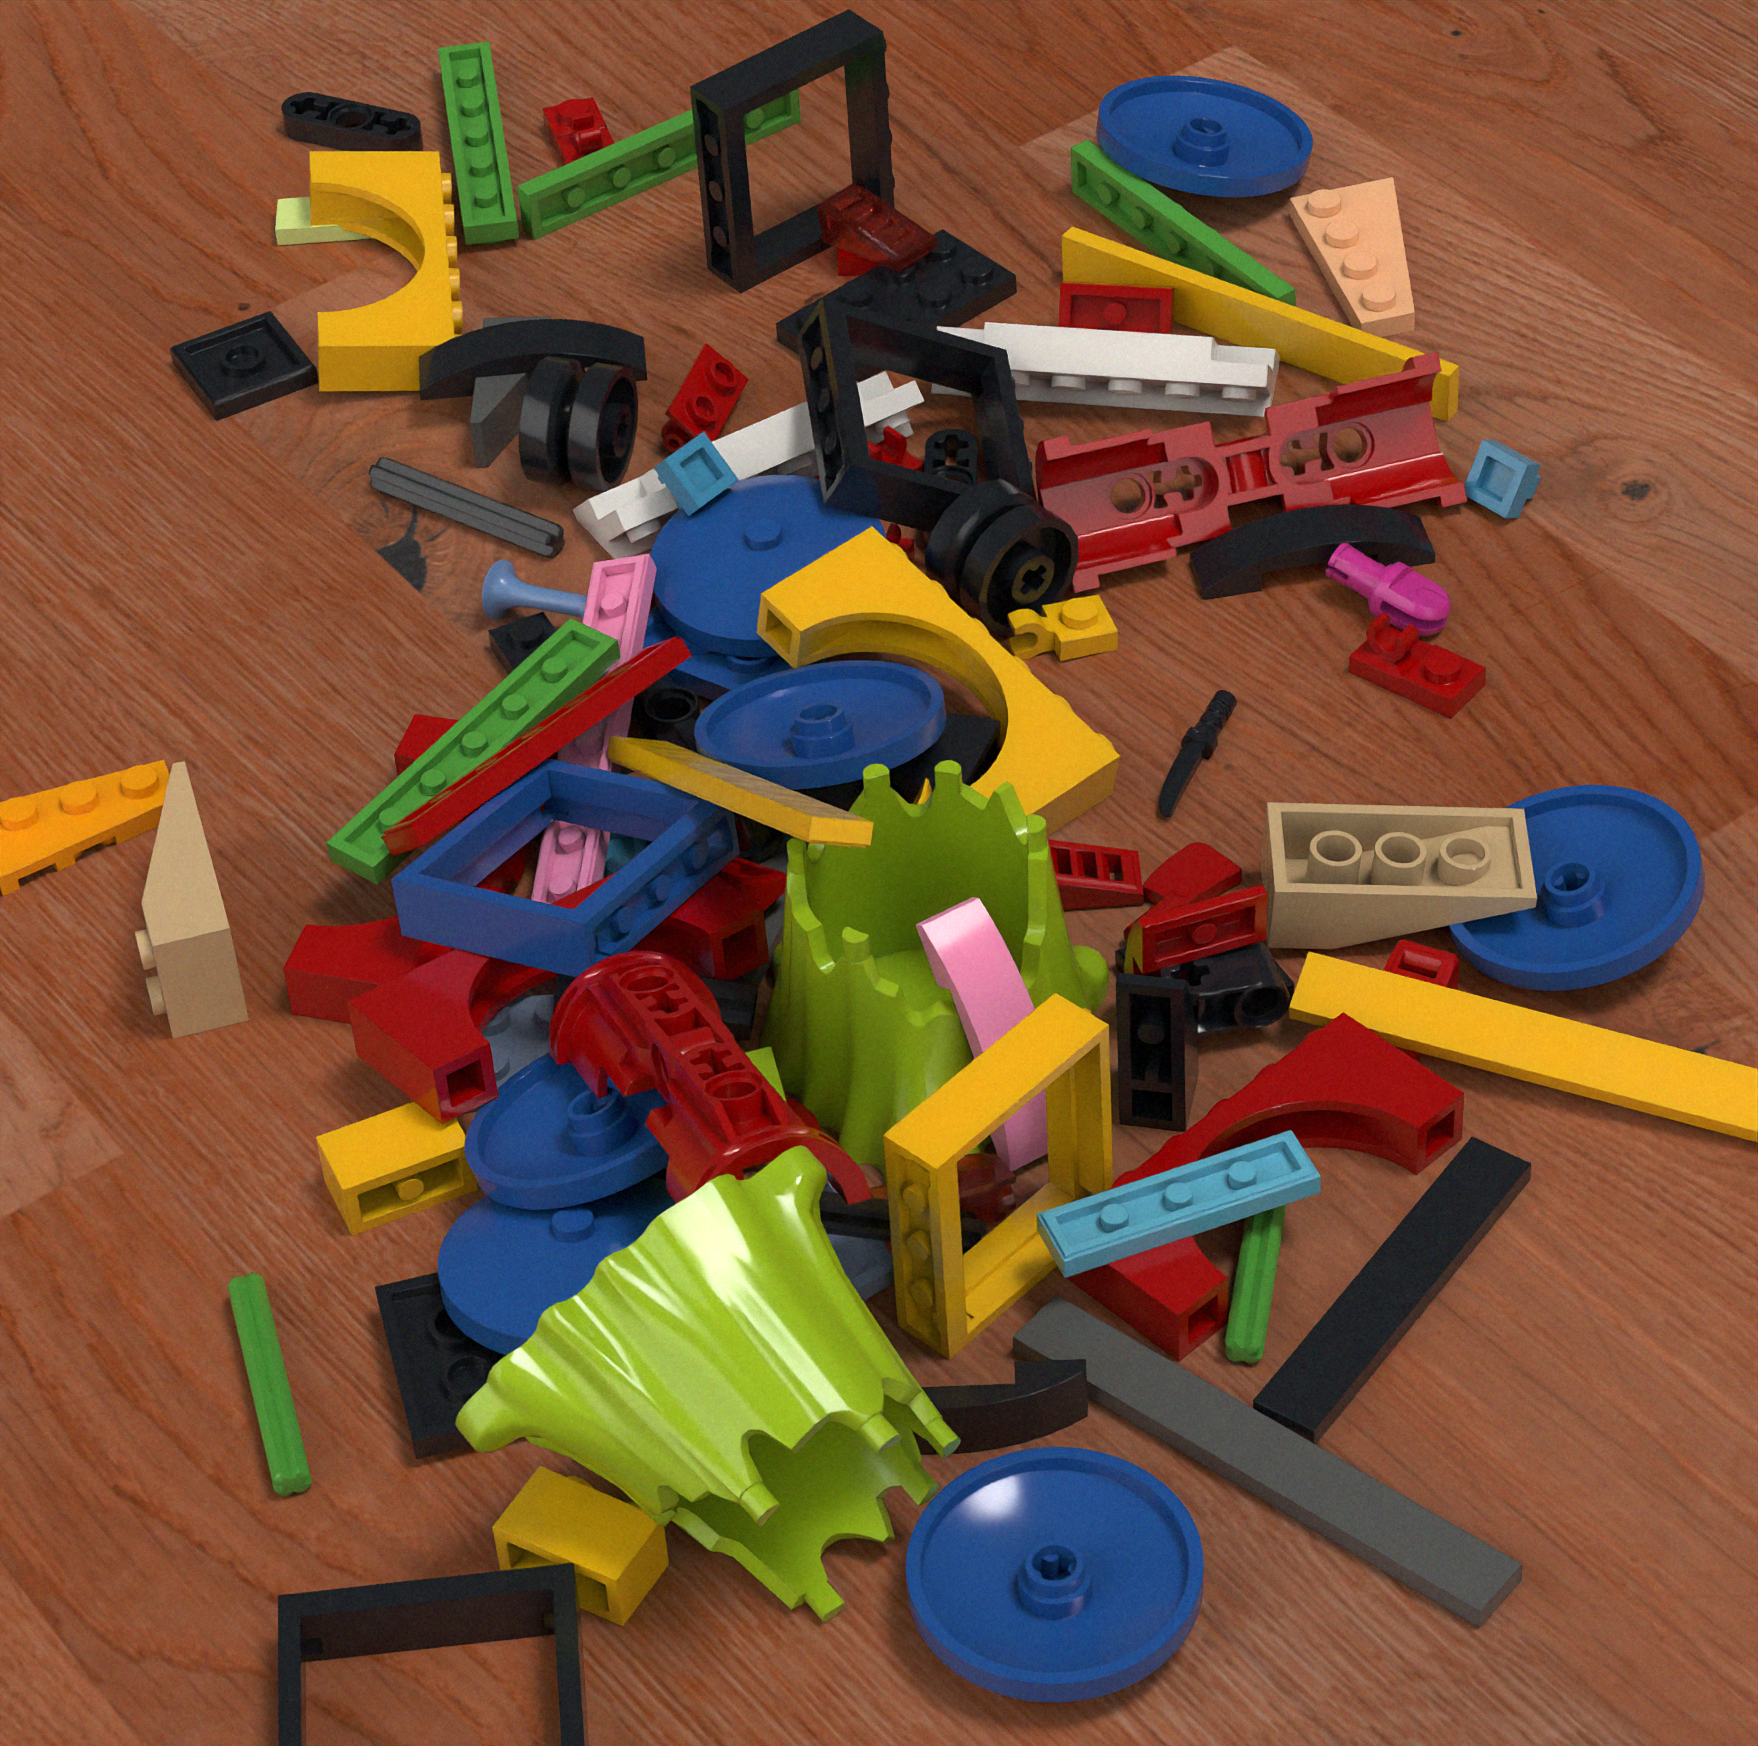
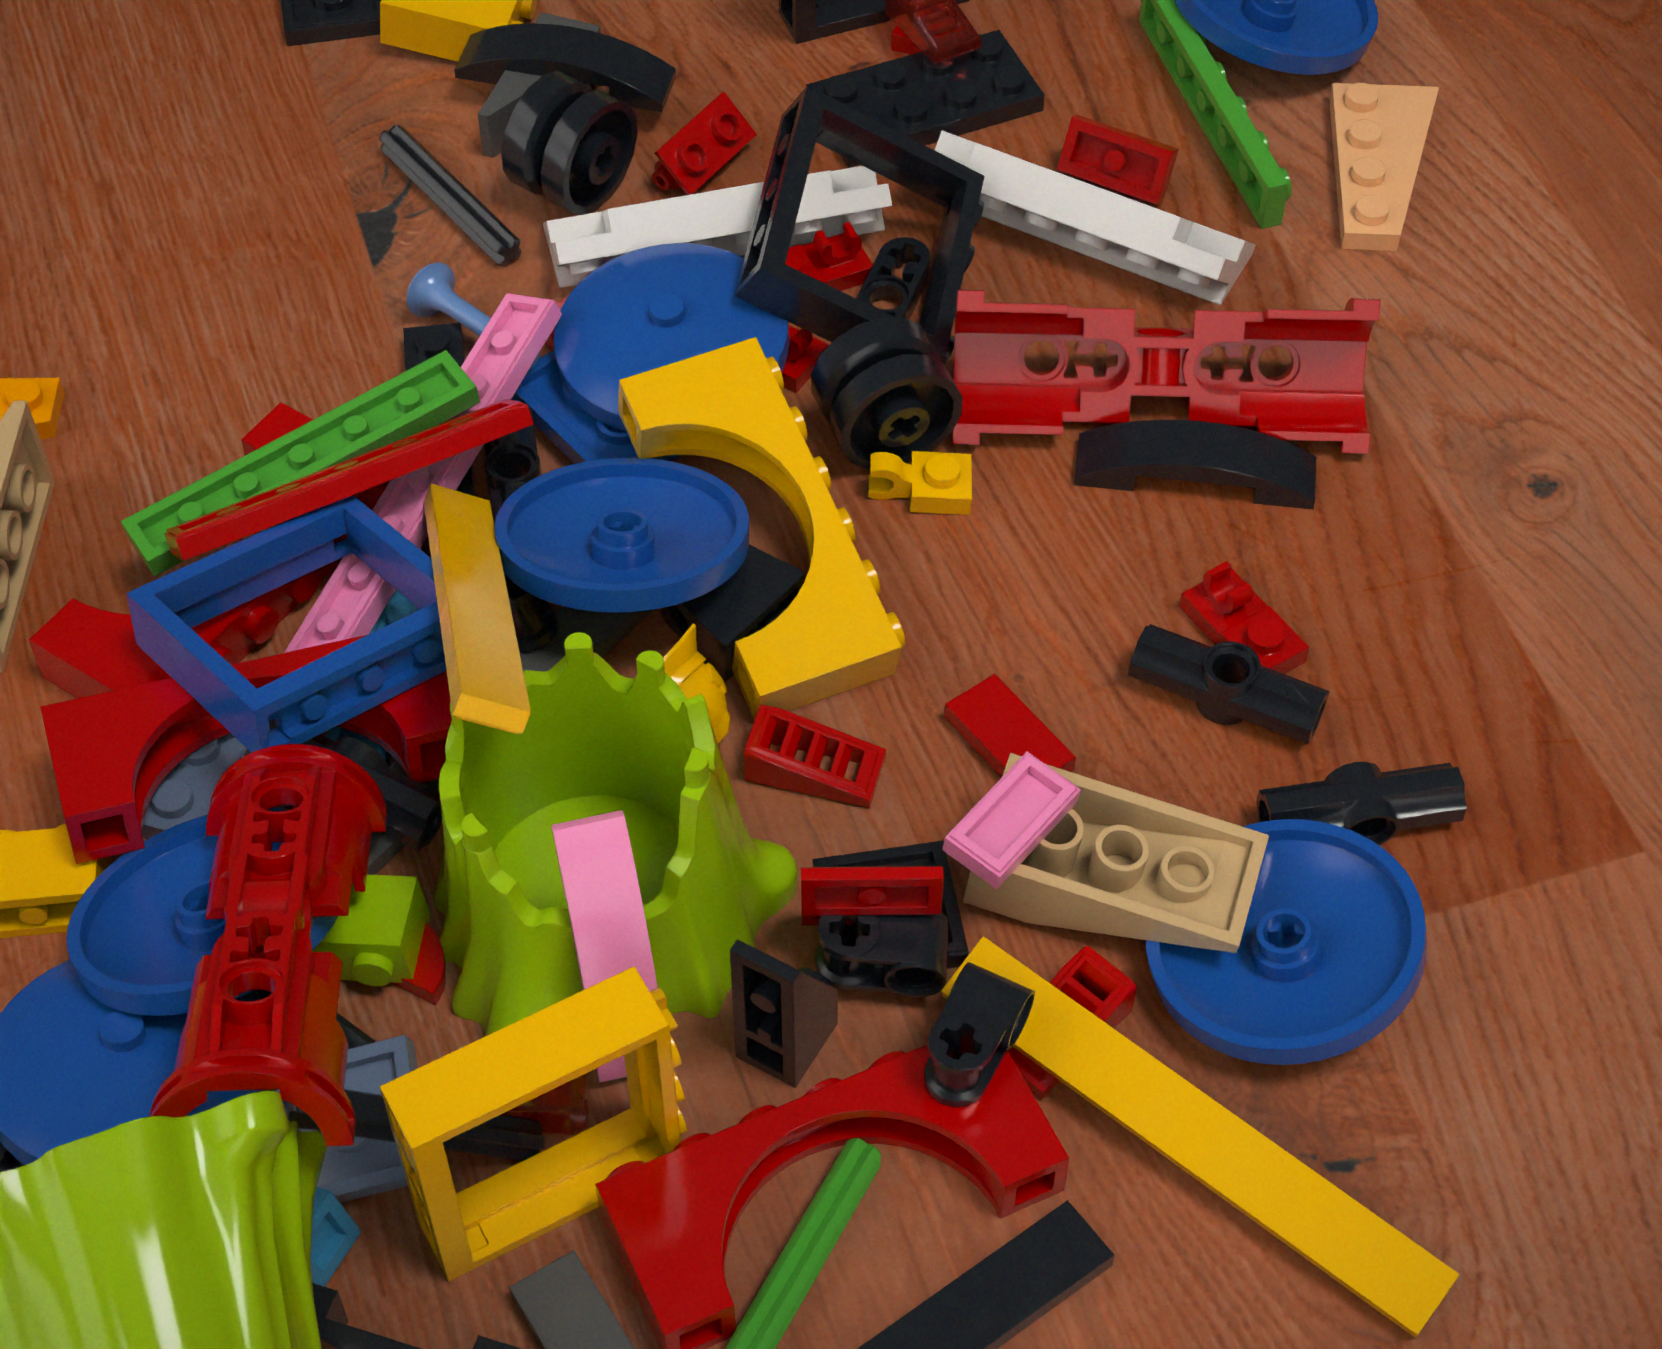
camera: 15 degrees right, 10 degrees up
(695, 473) = (633, 229): dark azure tile -> none
(1178, 1203) = (720, 1200): medium azure tile -> none
(1188, 878) = (909, 803): red piece -> none
(1196, 744) = (995, 645): black piece -> none
(1228, 805) = (1001, 724): none -> red tile
(1252, 318) = (1250, 207): yellow tile -> none
(1296, 848) = (1011, 820): none -> bright pink tile
(1341, 1019) = (974, 1034): none -> black piece
(1392, 590) = (1252, 535): dark pink arm -> none
(1427, 713) = (1228, 683): none -> black piece
(1502, 479) = (1409, 441): dark azure tile -> none
(1617, 761) = (1371, 800): none -> black piece

